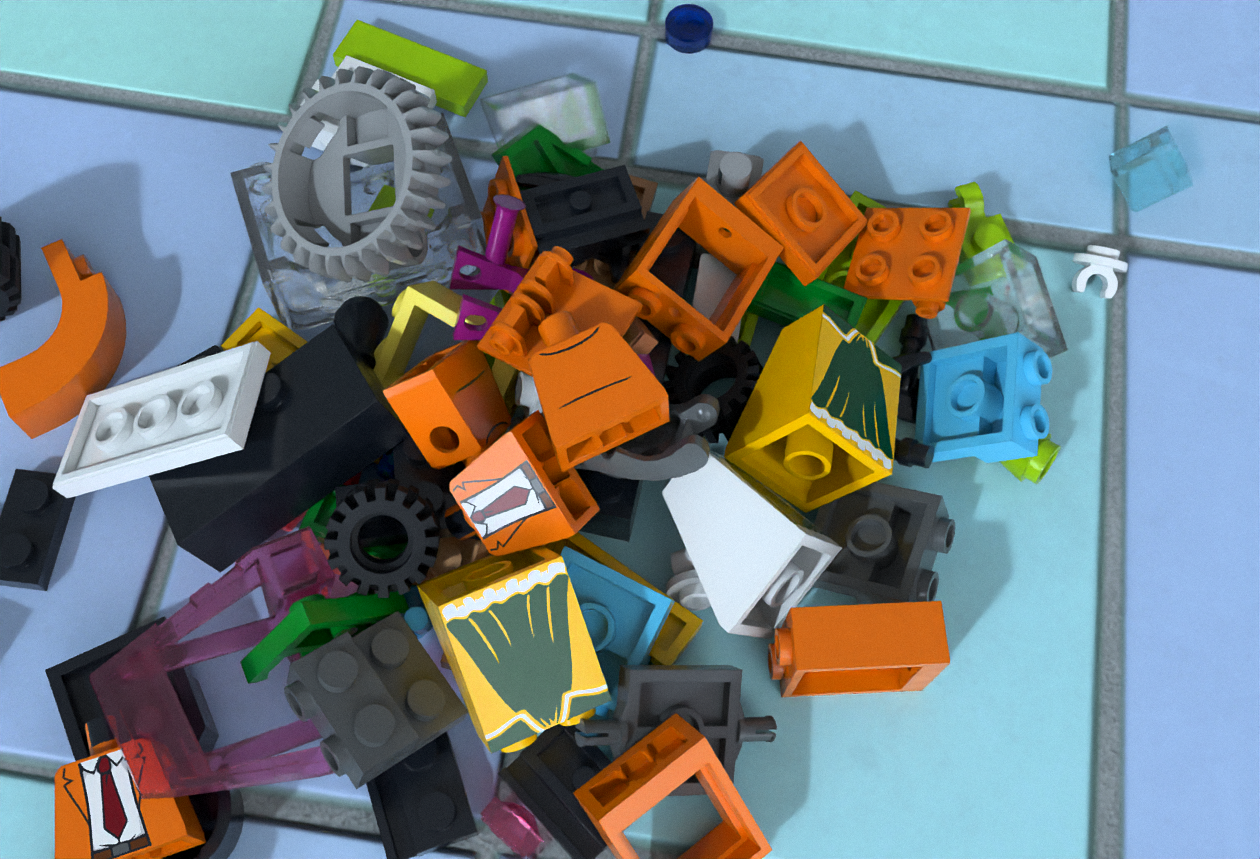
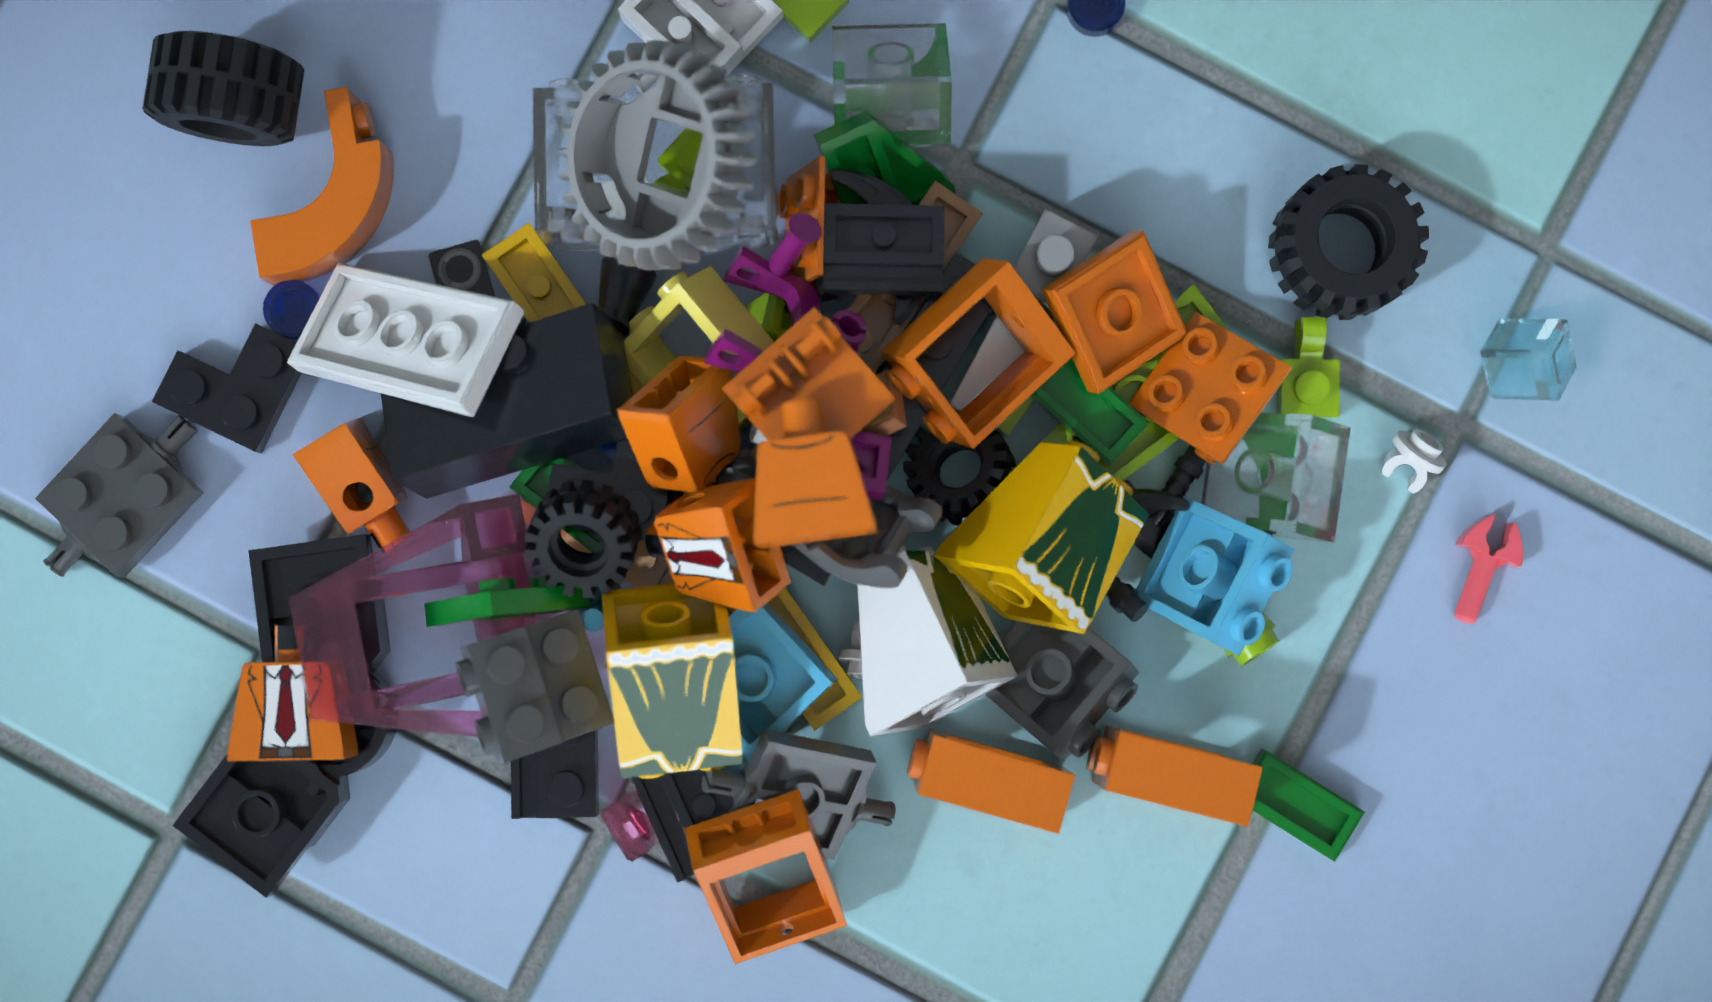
camera: 20 degrees right, 20 degrees up
(46, 445) = (289, 307): none -> clear blue tile
(132, 561) = (337, 465): none -> orange torso
(975, 93) = (1384, 214): none -> black tyre
(1029, 586) = (1174, 775): none -> orange window
(1144, 593) = (1304, 806): none -> green tile
(1212, 323) = (1485, 564): none -> coral bar

